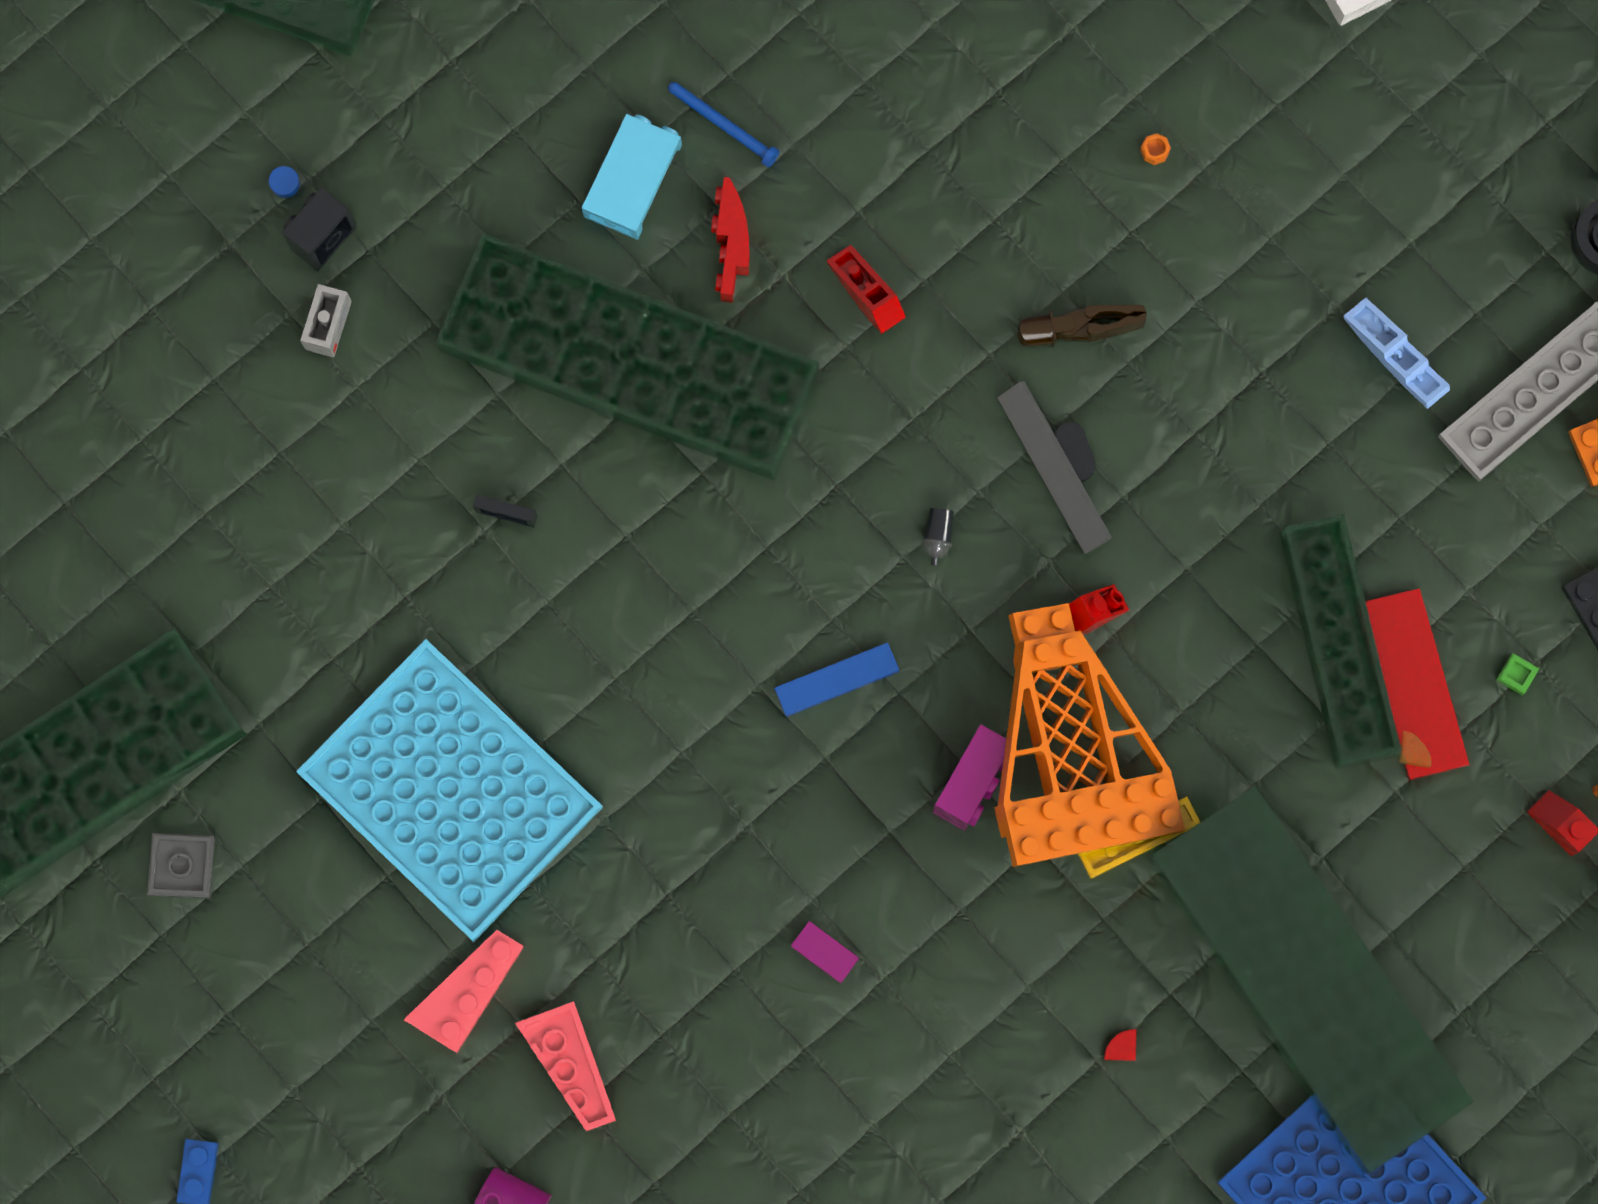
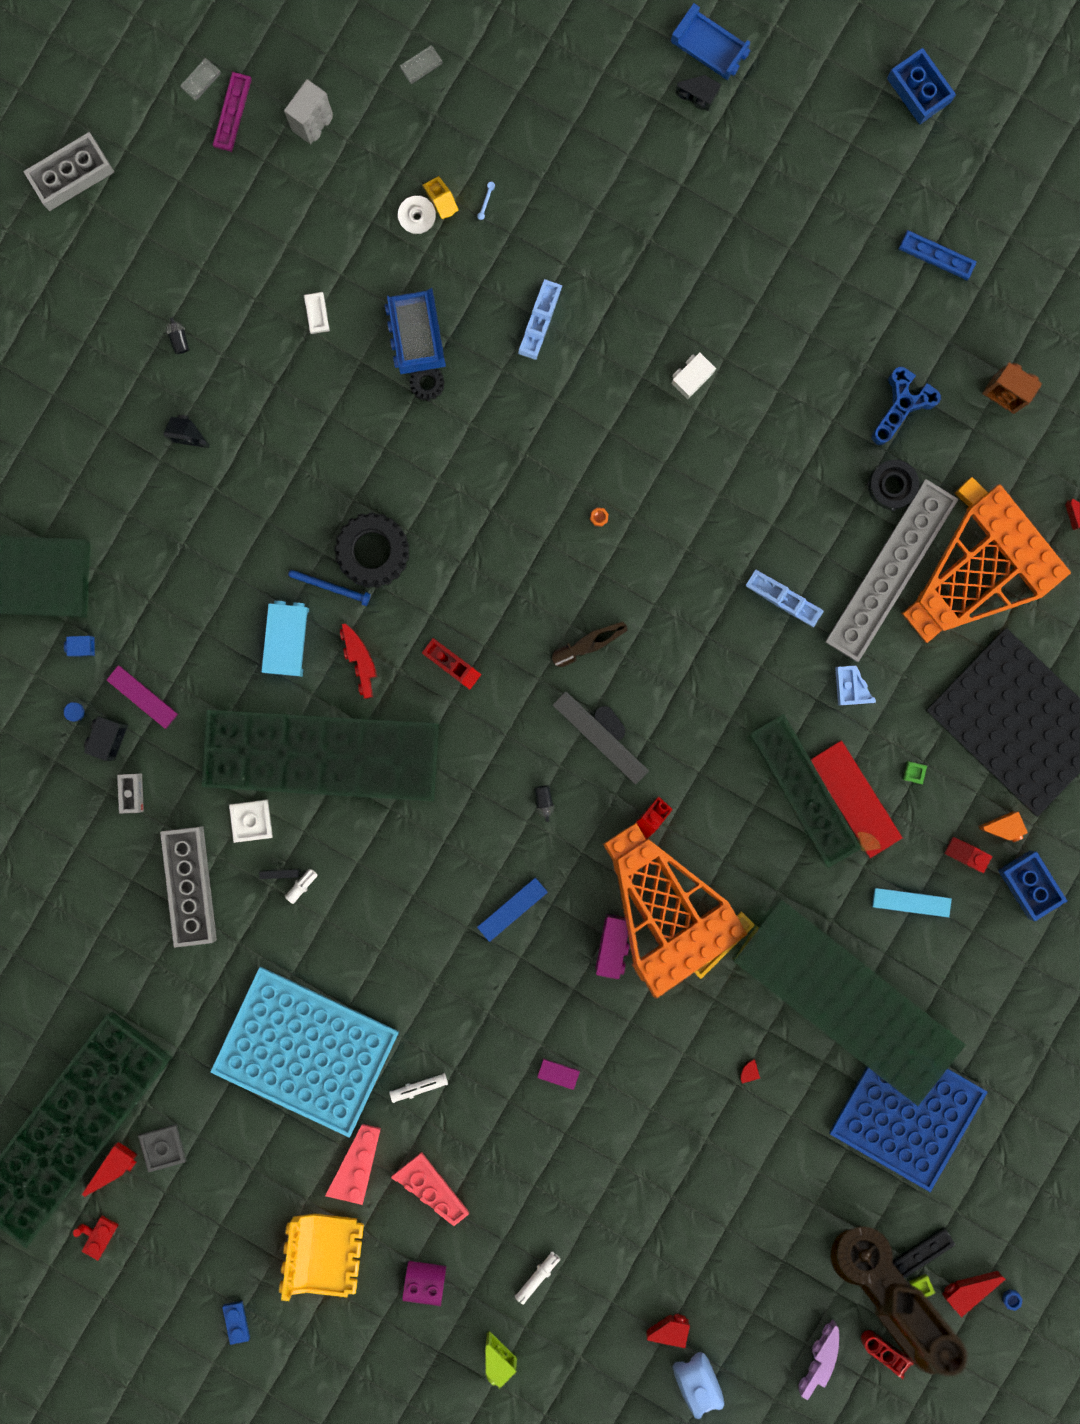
camera: 20 degrees left, 10 degrees up
(36, 969) = (98, 1237): none -> red plate
(99, 866) = (115, 1165): none -> red slope
(327, 90) = (79, 646): none -> blue brick
(363, 483) = (188, 886): none -> light grey brick
(365, 1110) = (321, 1256): none -> yellow hinge
(392, 192) = (142, 697): none -> magenta tile
(488, 422) = (250, 821): none -> white tile
(530, 540) = (301, 886): none -> white axle
(603, 901) = (396, 1095): none -> white pin
(797, 51) = (372, 524): none -> black tyre
(1454, 868) = (911, 902): none -> medium azure tile
(1458, 514) = (851, 687): none -> light blue wing

